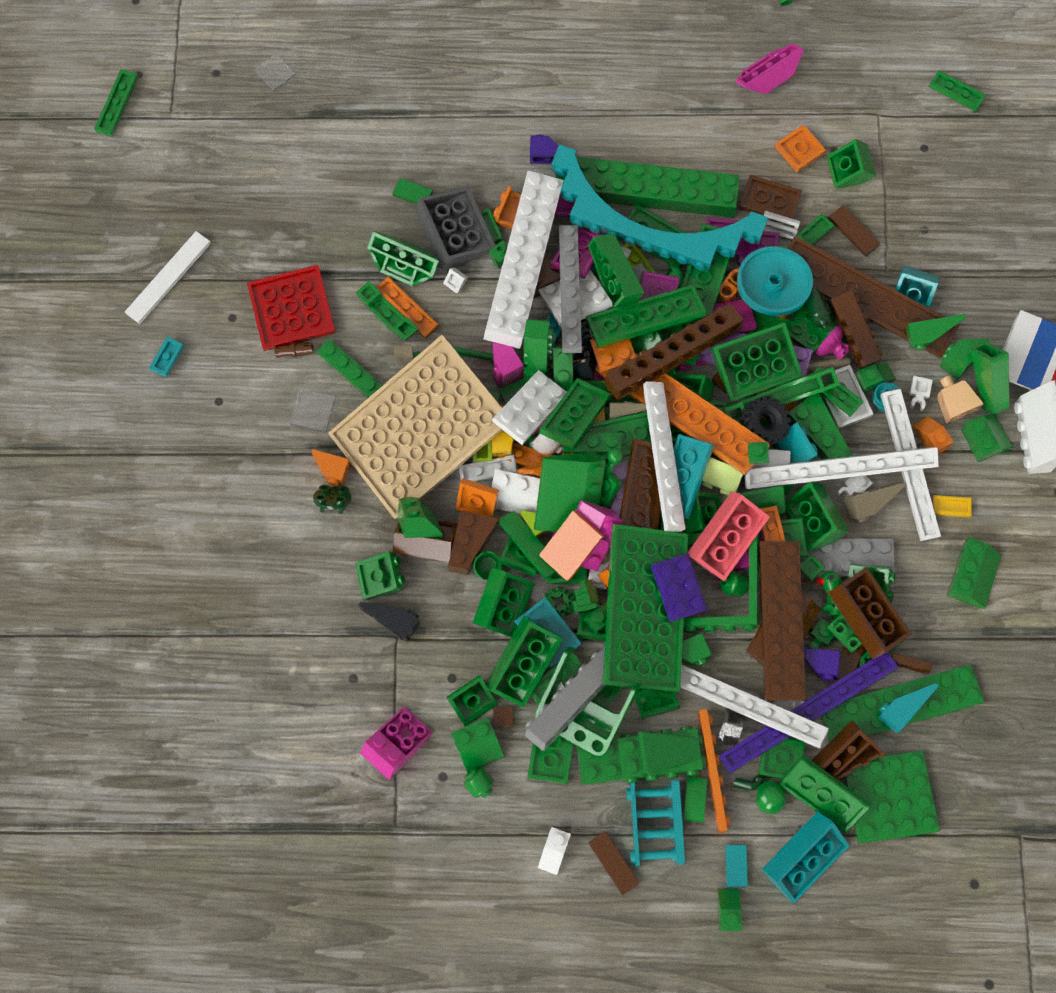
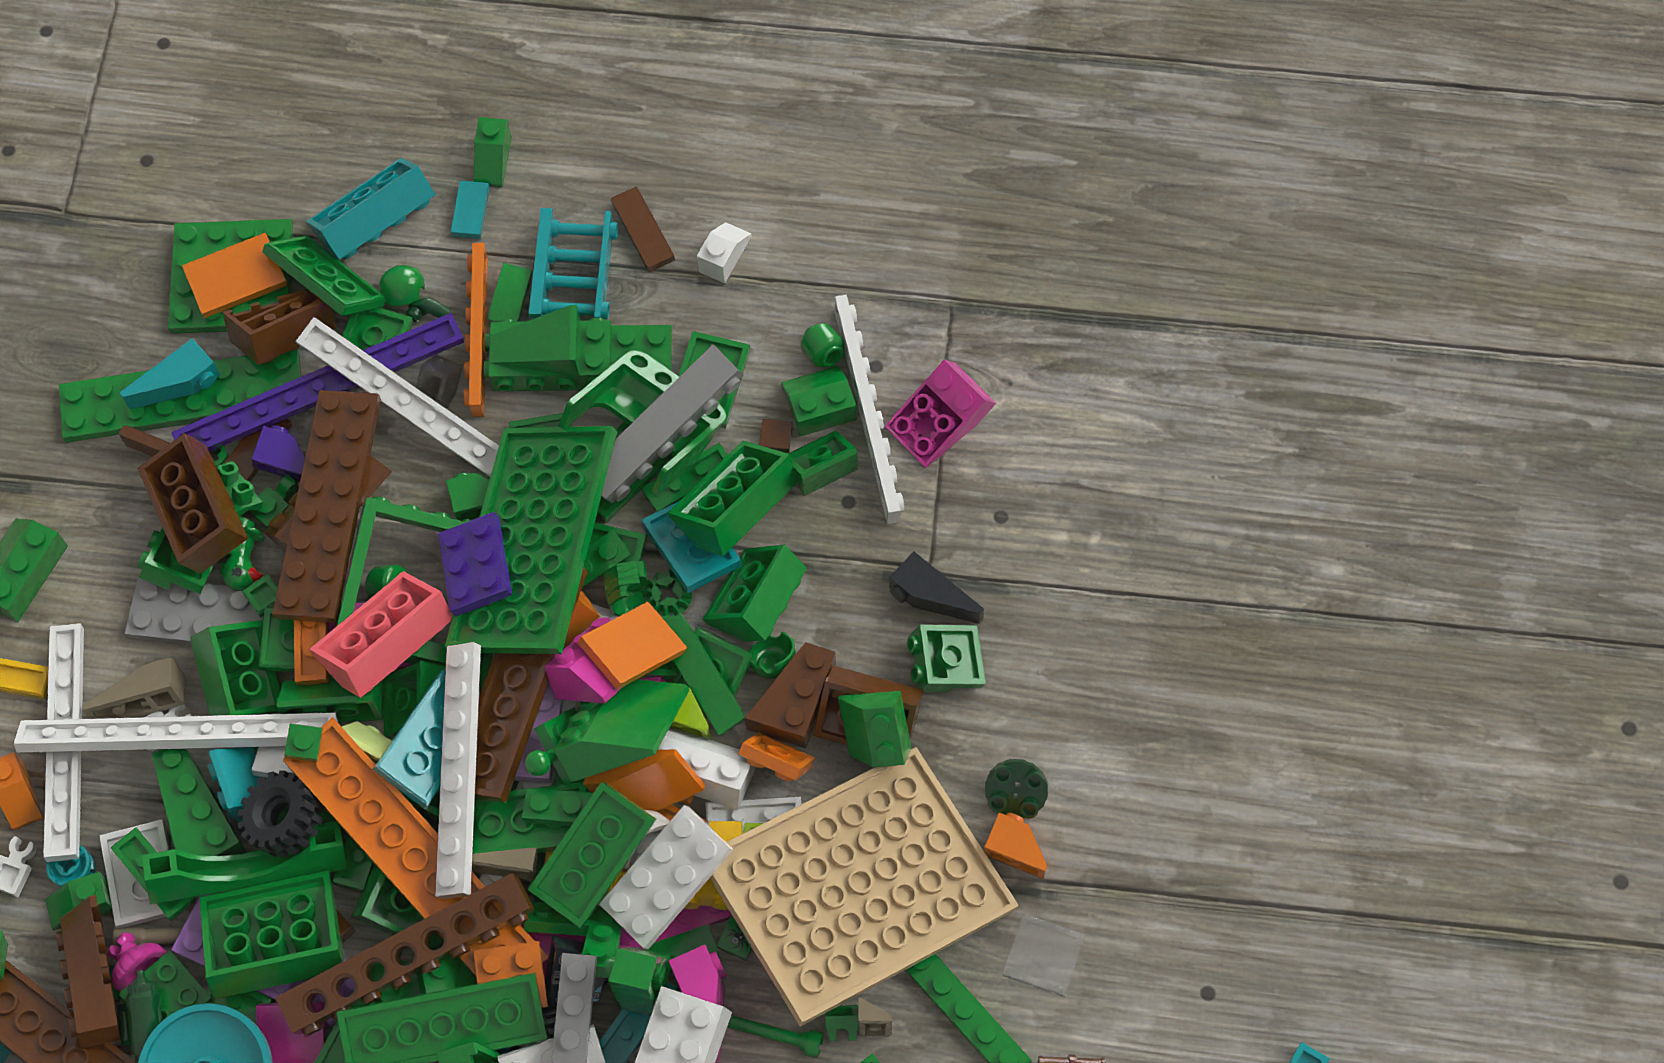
camera: 175 degrees left, 5 degrees down
(446, 750) = (871, 419): none -> white plate
(887, 789) = (233, 276): none -> orange tile

